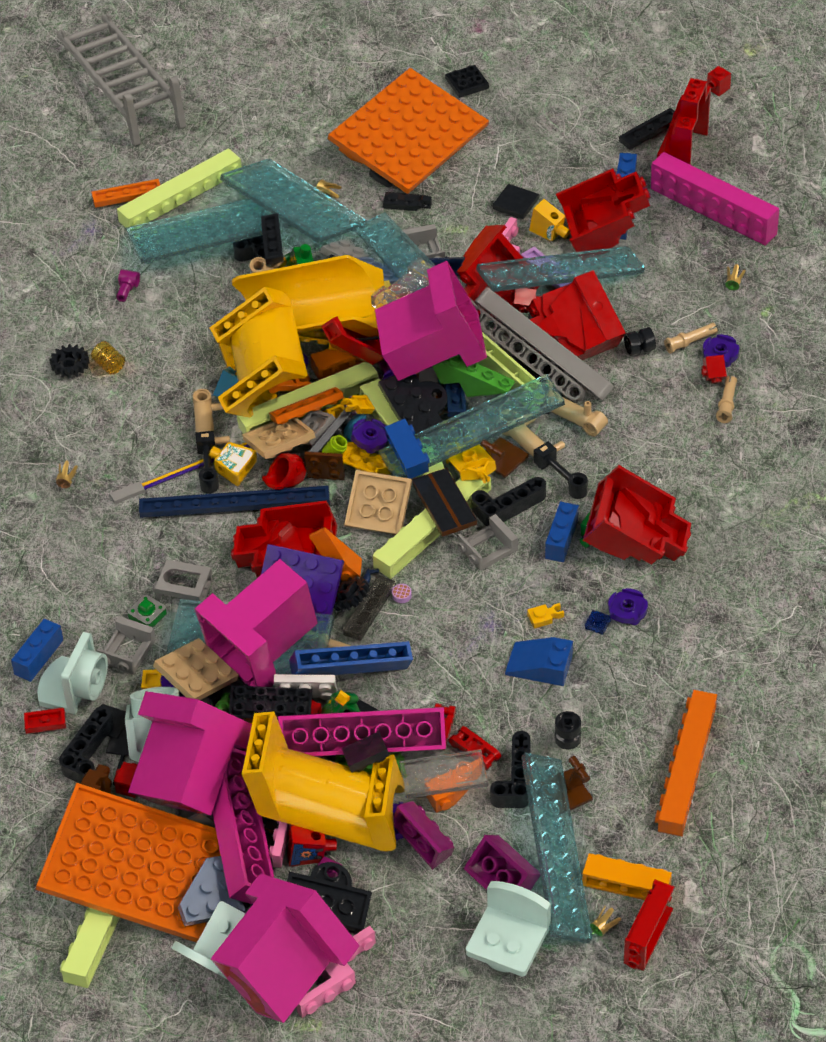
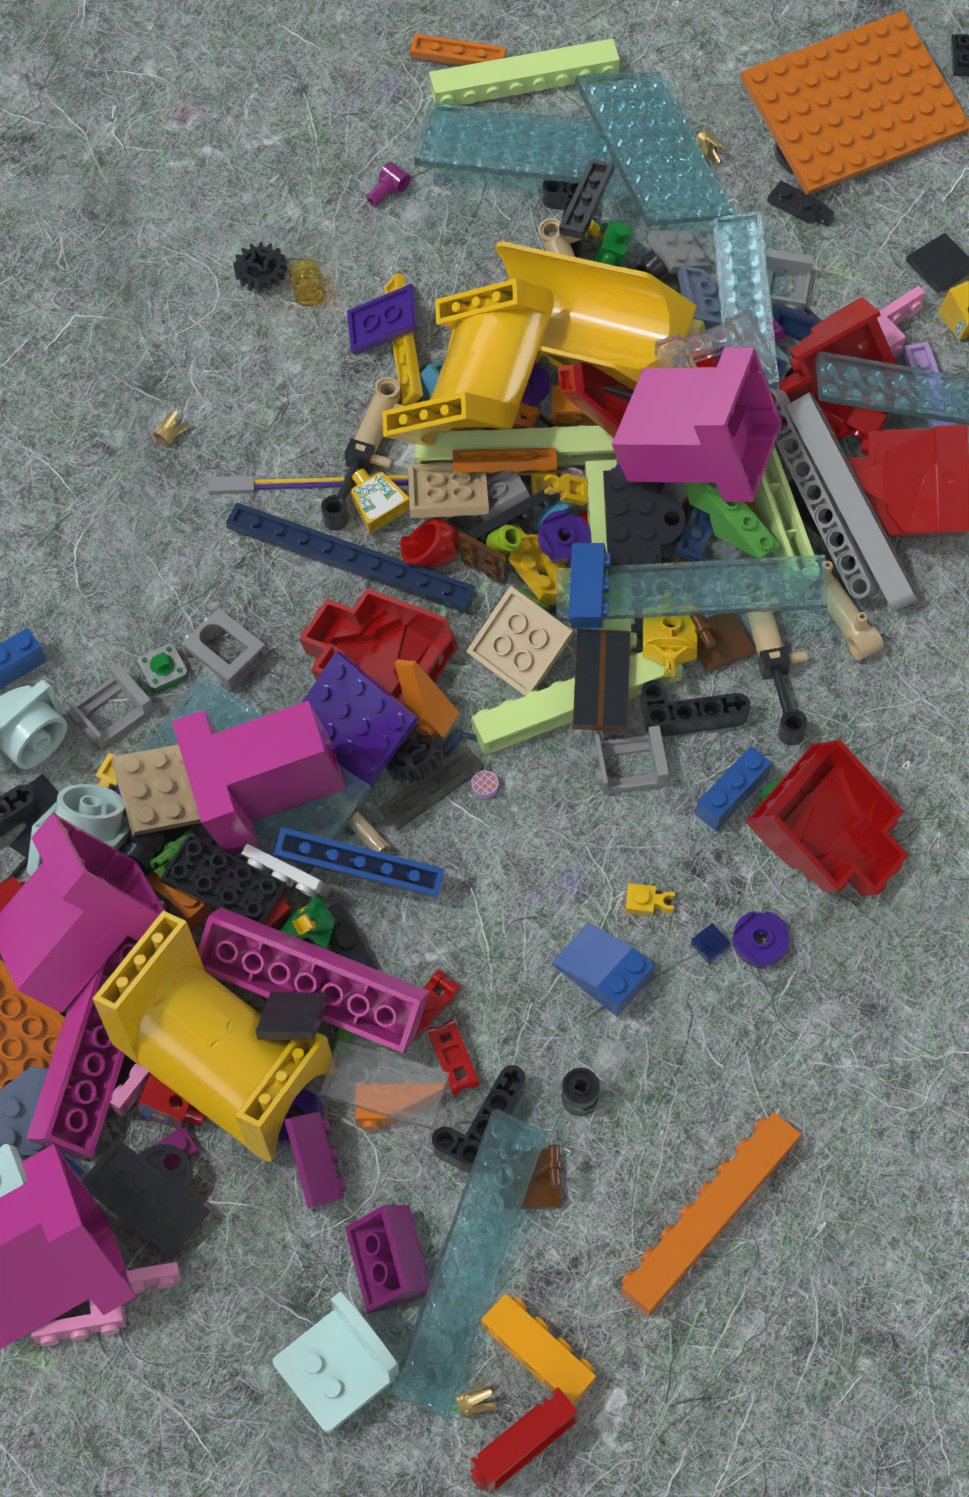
camera: 25 degrees right, 15 degrees up
(174, 359) = (383, 319): none -> dark purple tile
(192, 365) = (405, 355): none -> yellow tile

